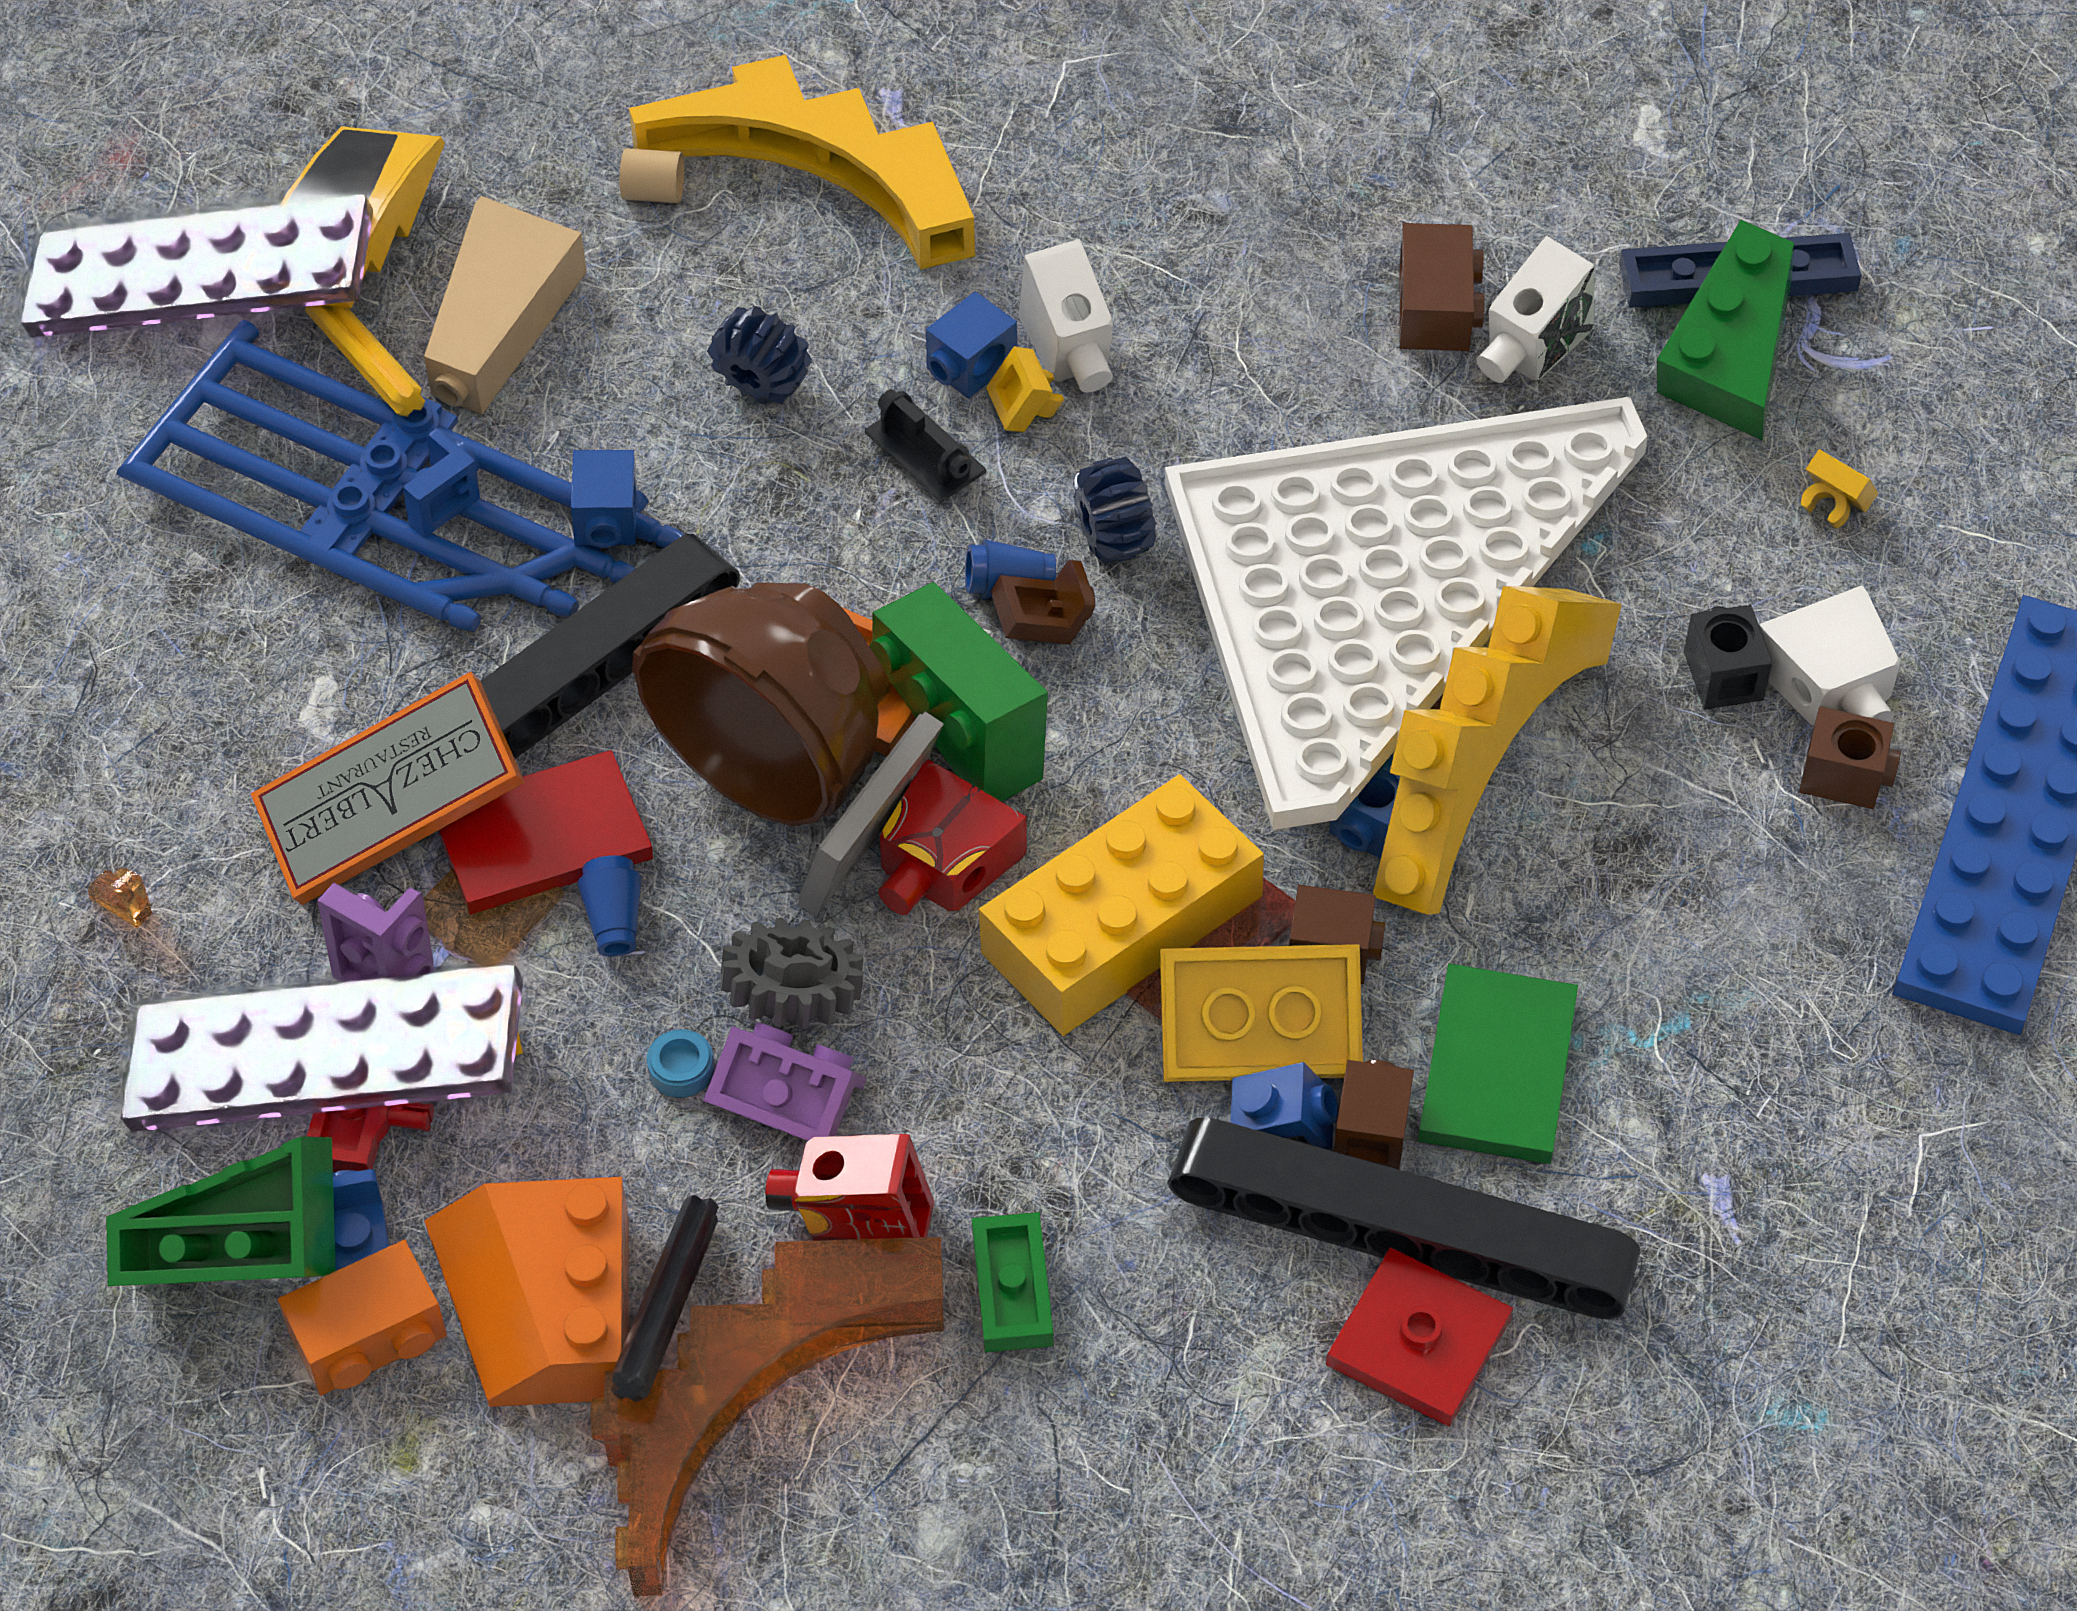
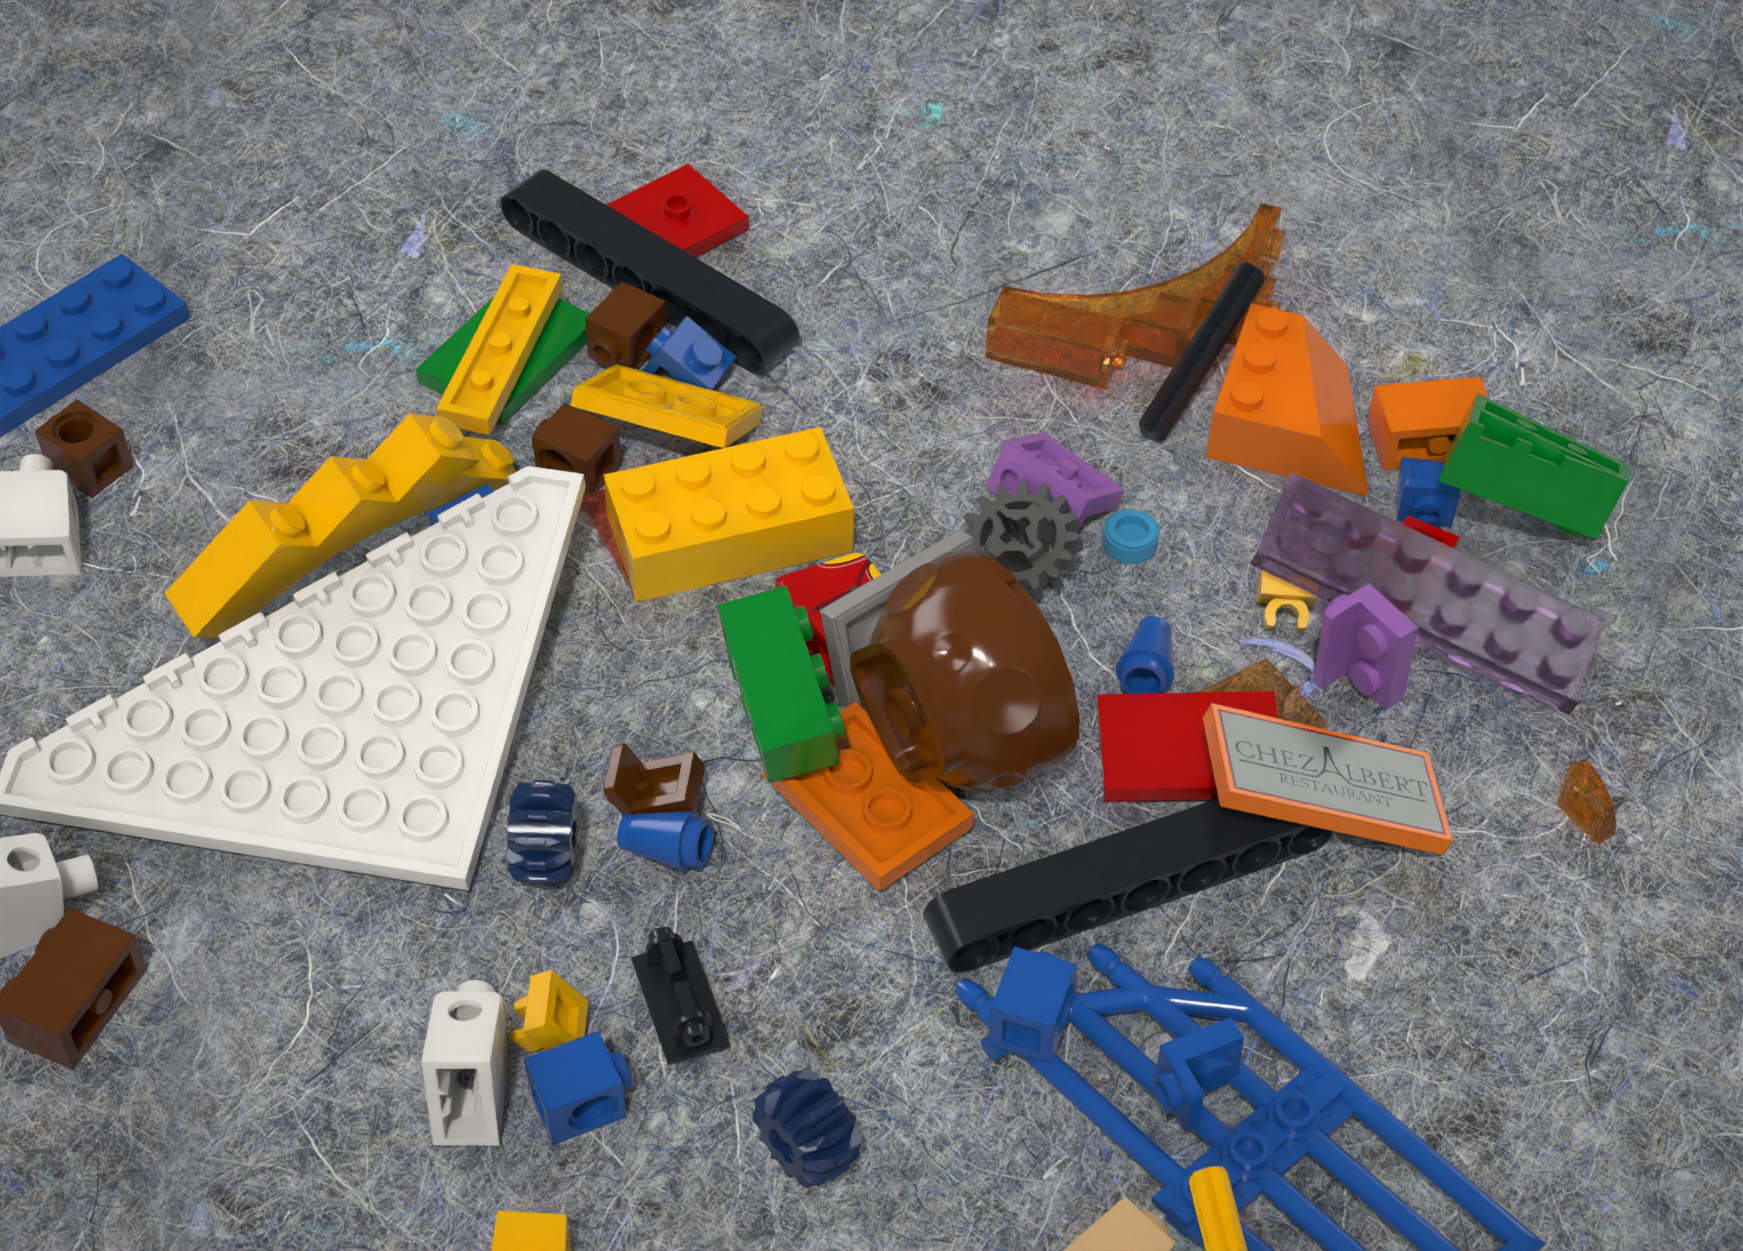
camera: 160 degrees left, 5 degrees down
(856, 1188) = (1034, 372): red torso -> none
(1012, 1282) = (942, 315): green plate -> none
(1490, 1015) = (500, 348): none -> yellow plate
(1727, 656) = (106, 551): black brick -> none

